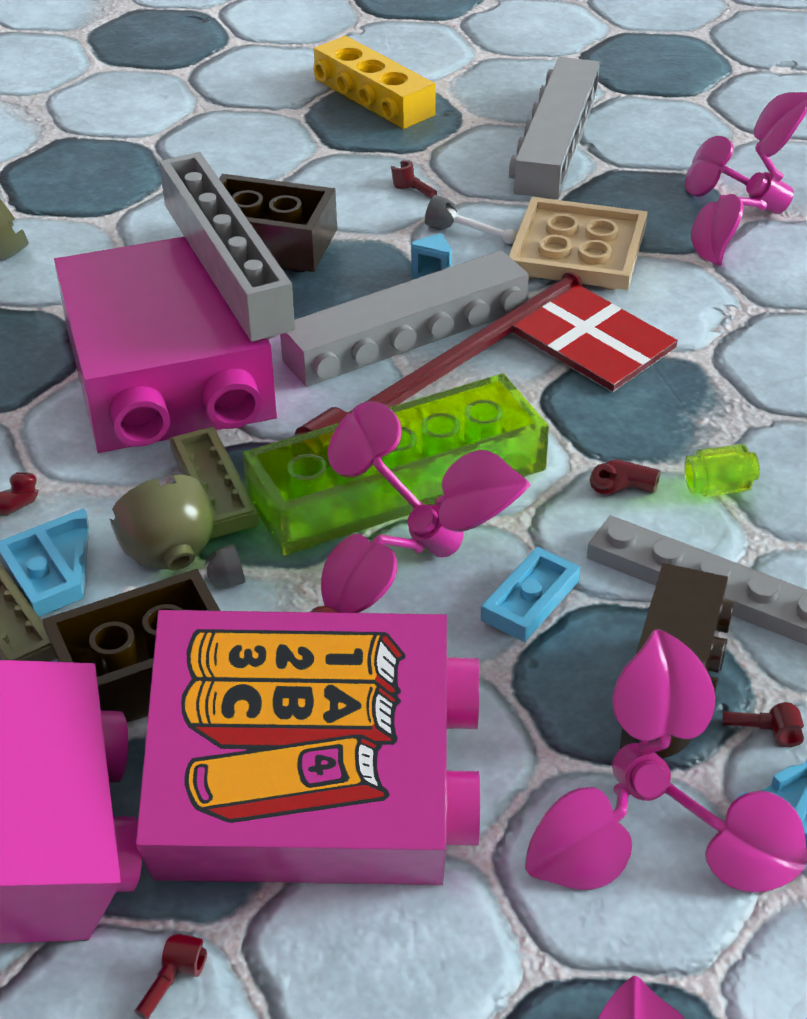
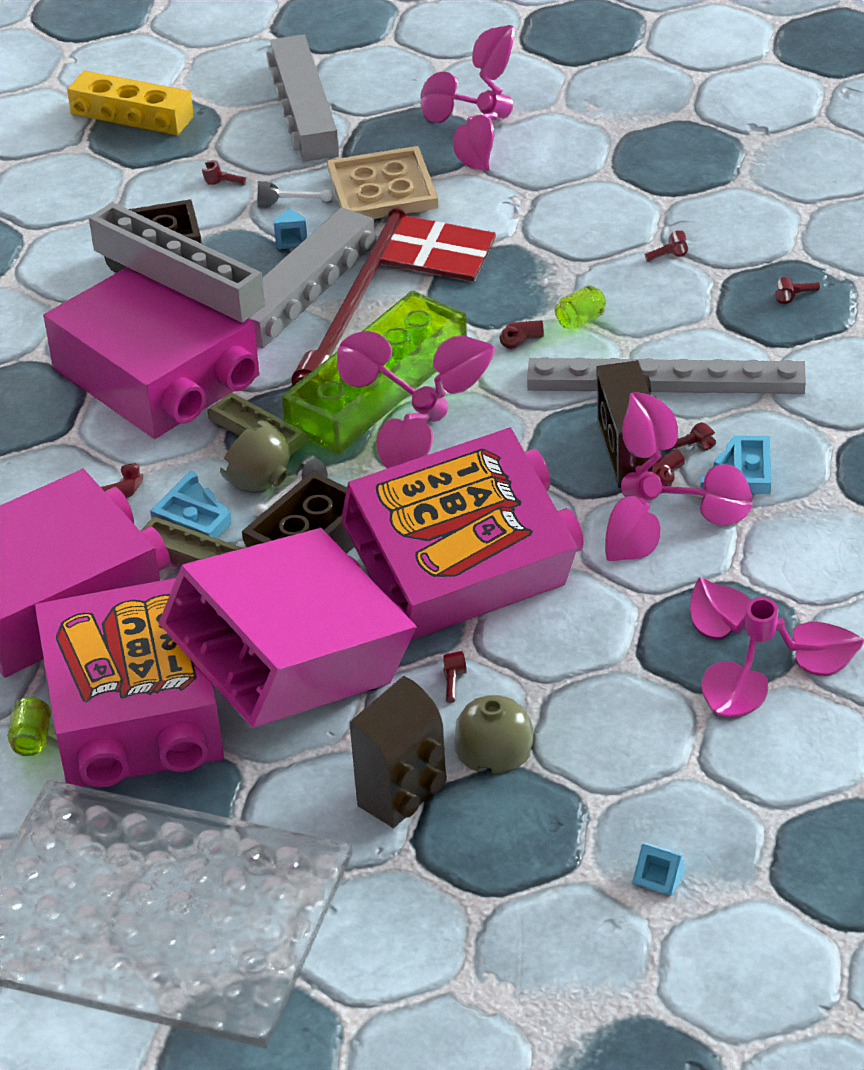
camera: 25 degrees left, 0 degrees up
(530, 594) = (514, 411): medium azure plate -> none
(692, 756) = (666, 465): none -> dark red arm

